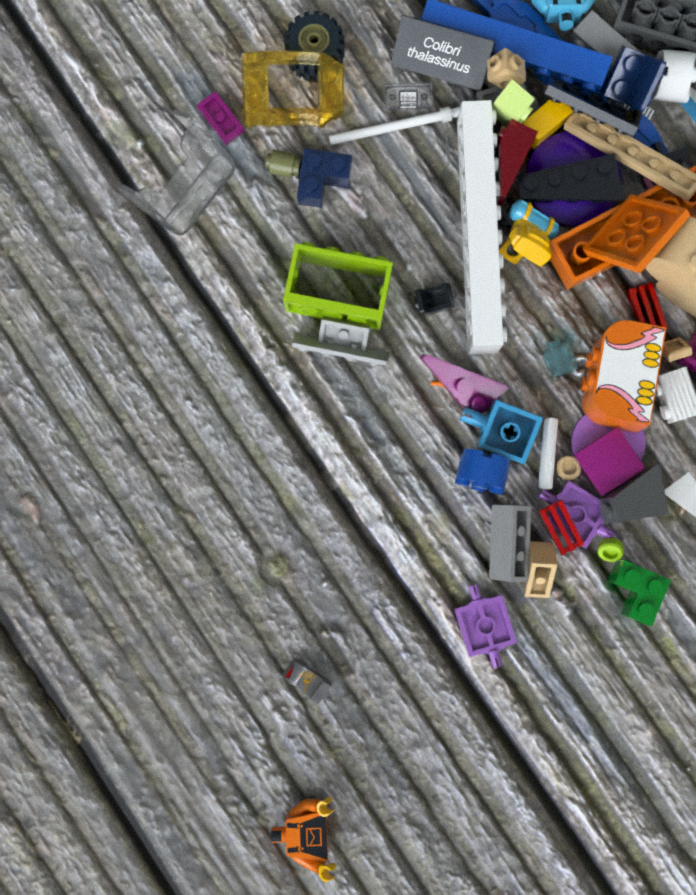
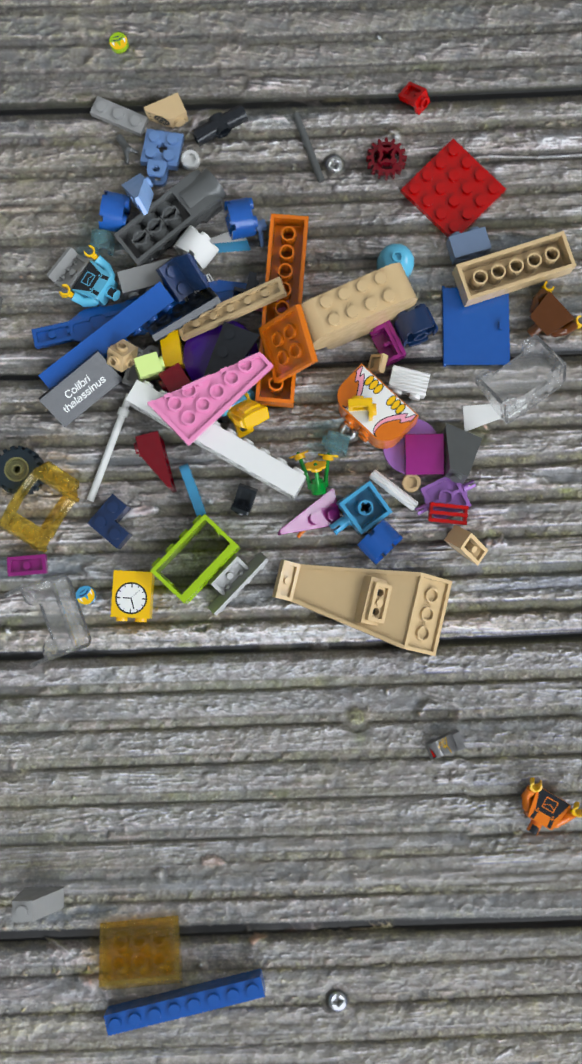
camera: 60 degrees left, 0 degrees up
(227, 199) = (85, 595): none -> tile
(257, 246) = (132, 595): none -> yellow brick
(283, 163) = (87, 542): olive brick -> none
(408, 96) = (94, 428): clear tile -> none
(410, 237) = (192, 489): none -> dark azure beam
(424, 171) = (154, 453): none -> dark red slope
(427, 547) = (406, 610): none -> tan wing
(485, 625) = (481, 603): medium lavender plate -> none
(500, 368) = (318, 485): none -> plant
(510, 543) = (437, 553): light grey brick -> none
(515, 184) = (204, 401): none -> bright pink wing
(610, 549) = (482, 490): lime tile -> none
(622, 353) = (360, 403): none -> yellow bracket
(645, 589) = (523, 485): green brick -> none
(654, 303) = (341, 357): red tile -> none

